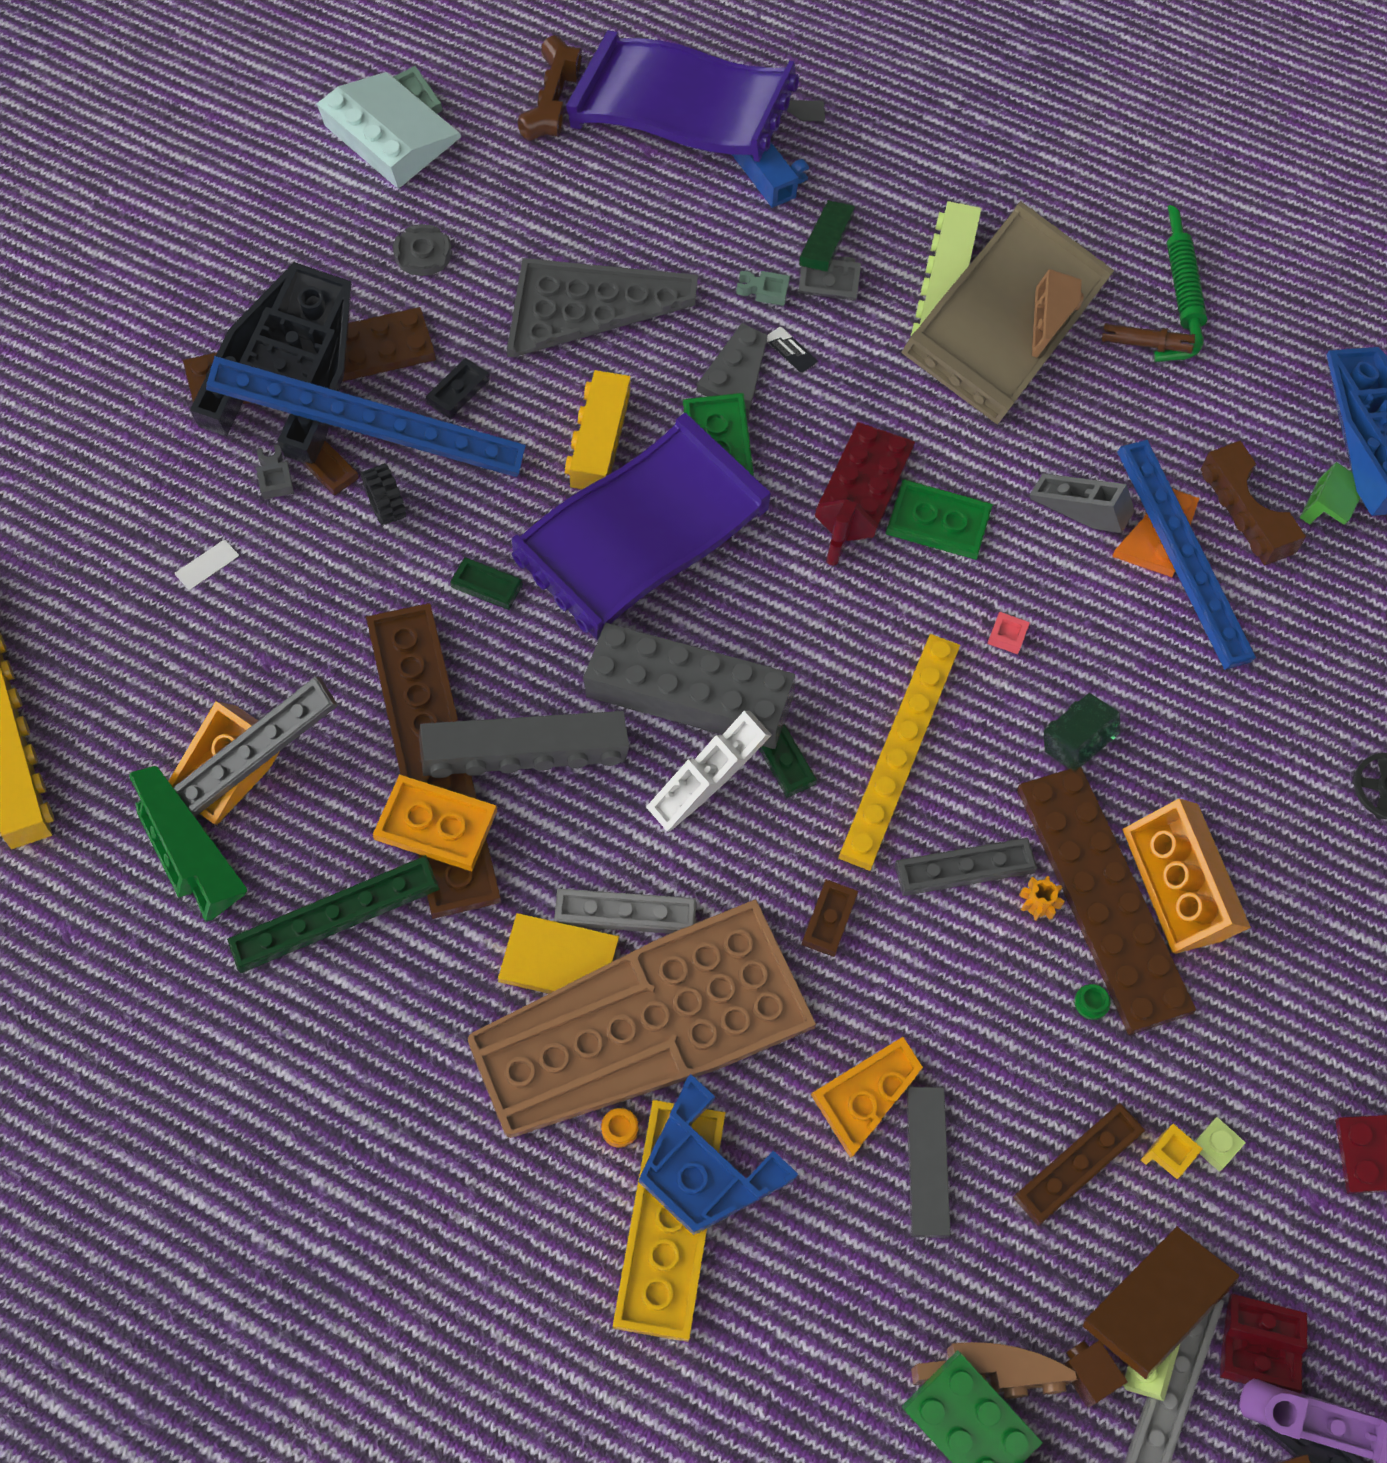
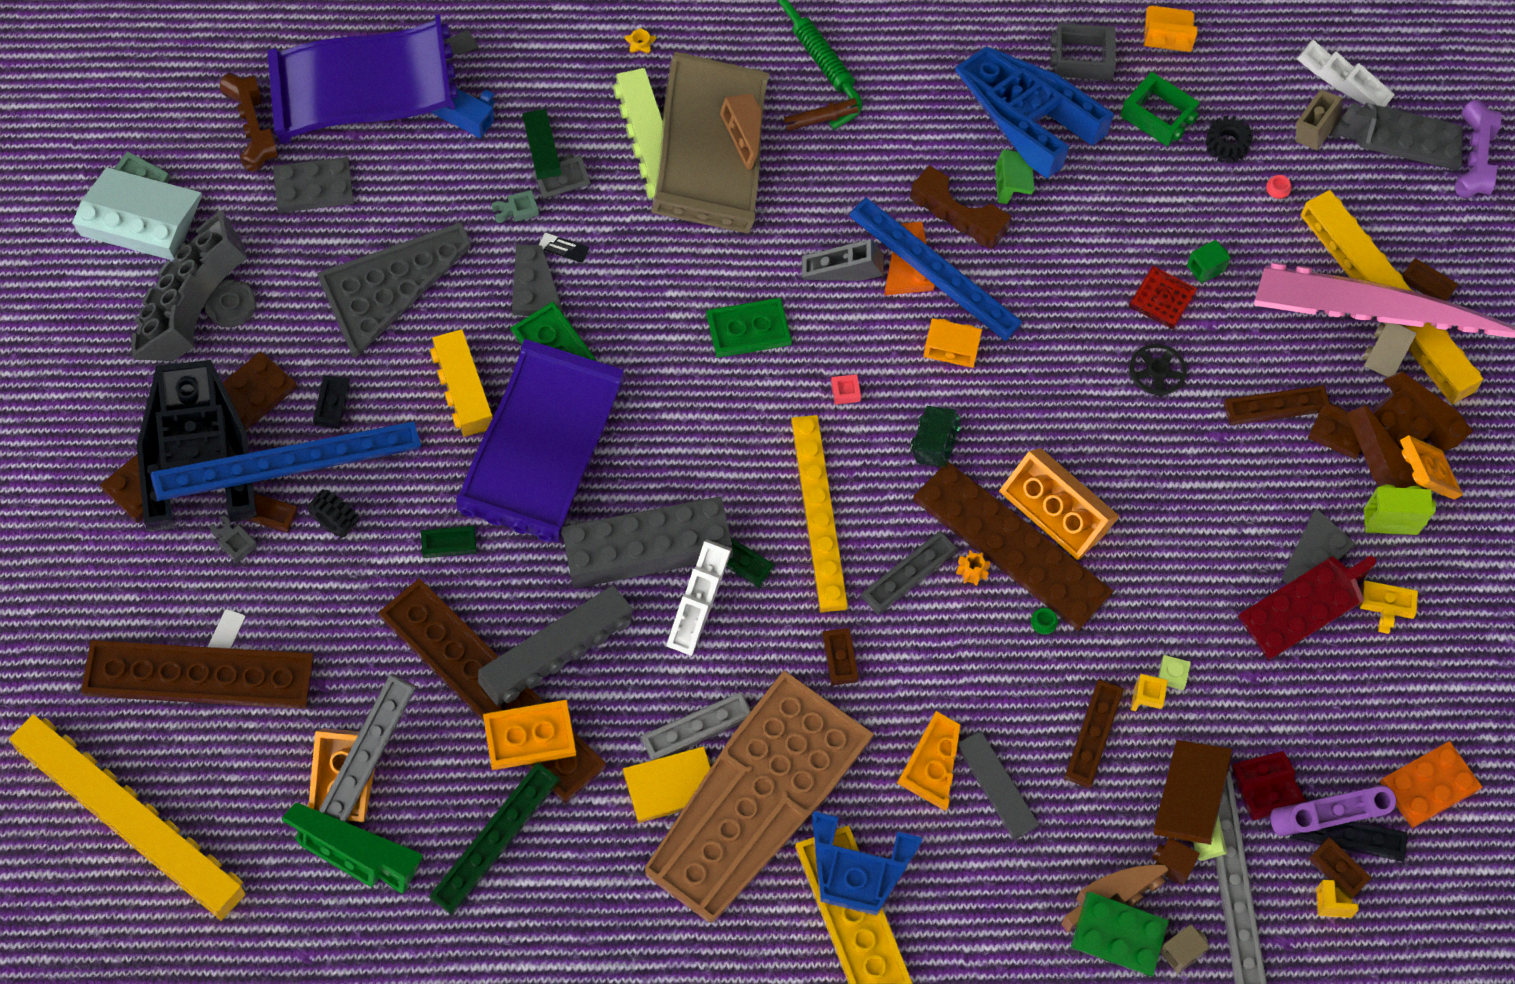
camera: 30 degrees left, 0 degrees up
(153, 589) = (198, 674): none -> reddish brown plate
(386, 213) = (185, 284): none -> dark grey brick
(575, 176) = (313, 185): none -> dark grey plate
(619, 1127) = (782, 875): light orange tile -> none
(862, 486) = (681, 329): dark red hinge -> none
(1001, 182) = (638, 35): none -> yellow plate
(1160, 640) = (952, 342): none -> light orange brick

